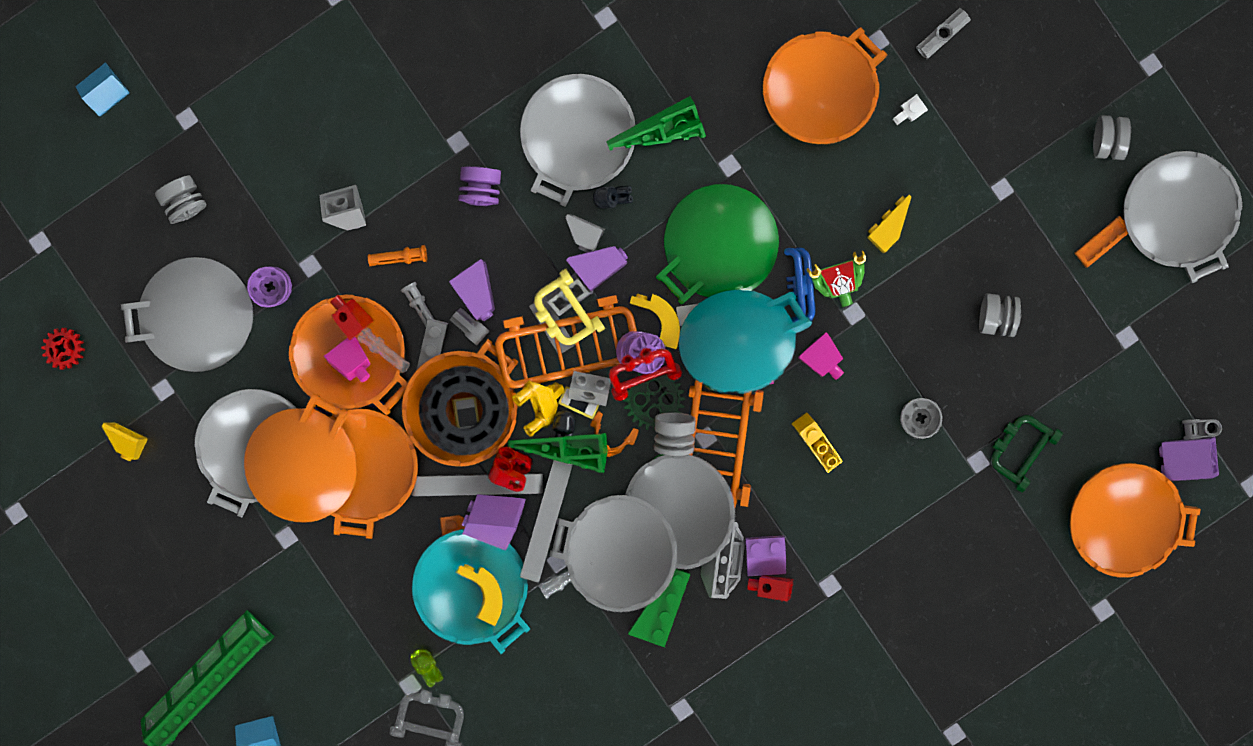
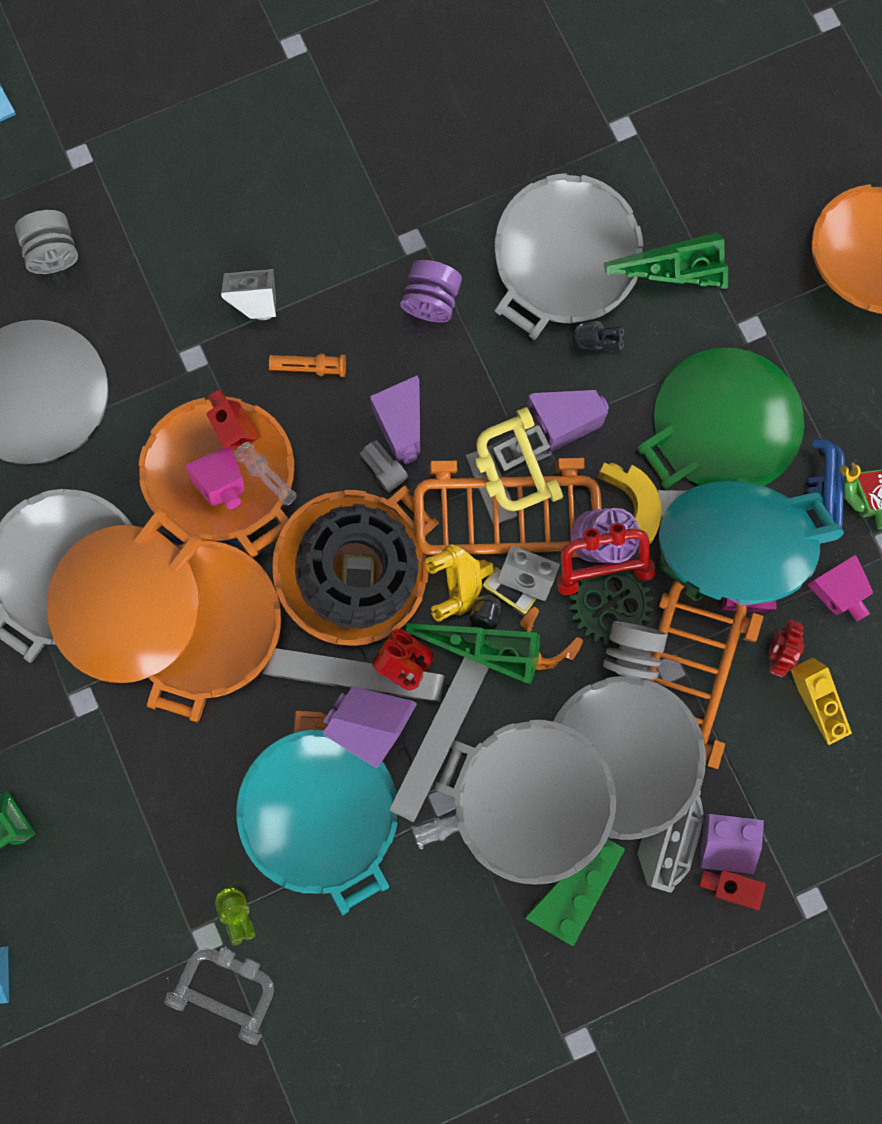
camera: 10 degrees right, 10 degrees down
(260, 292) = (131, 355): medium lavender wheel -> none
(417, 302) = (322, 425): light grey pin -> none
(433, 340) = (333, 472): light grey plate -> none
(492, 596) = (345, 823): yellow arch -> none
(584, 233) = (557, 370): light grey slope -> none
(784, 411) = (786, 648): none -> red gear

